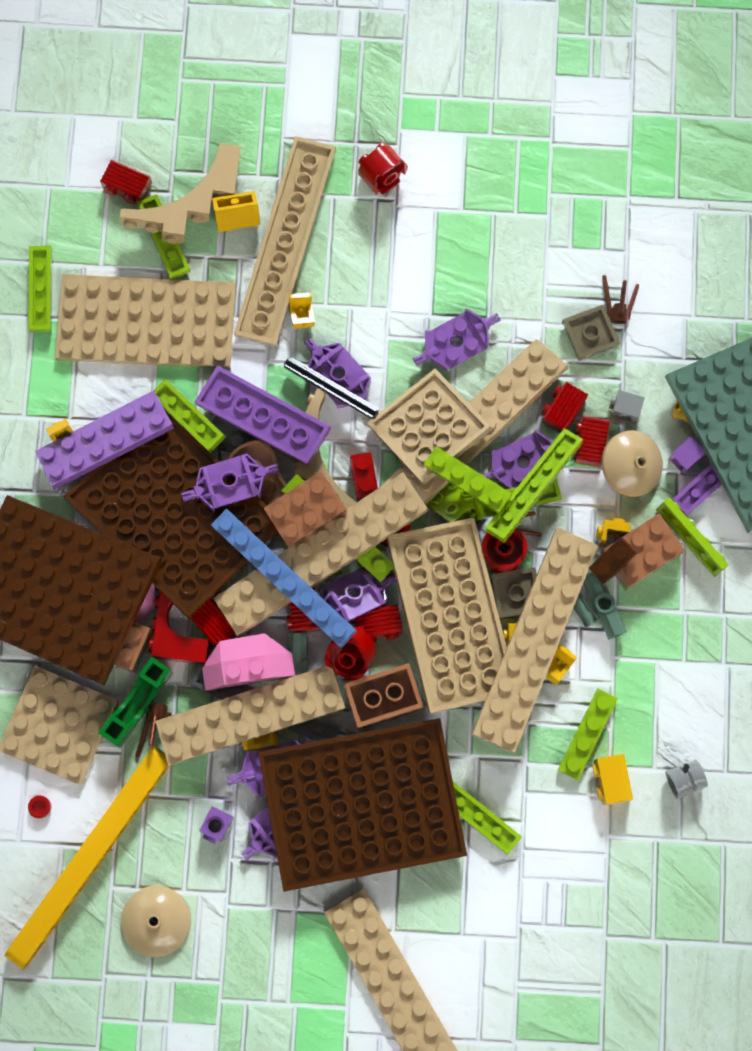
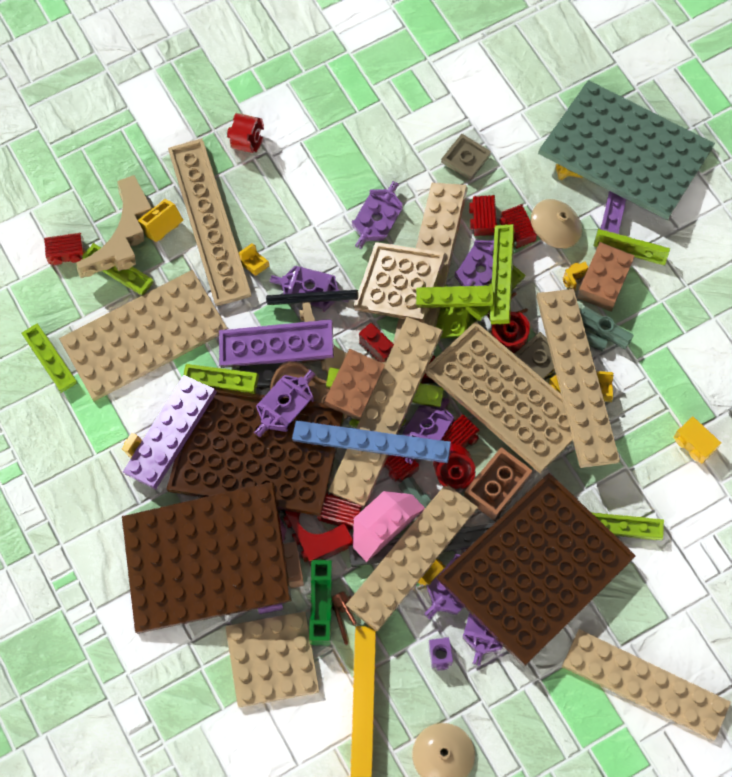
camera: 30 degrees left, 10 degrees down
(39, 807) = (298, 728): red tile -> none
(587, 734) = (656, 422): lime plate -> none
(613, 560) = (592, 290): reddish brown plate -> none
(619, 313) = (476, 131): copper plant -> none
(626, 406) = (525, 189): light grey brick -> none
(687, 455) = (589, 196): medium lavender brick -> none

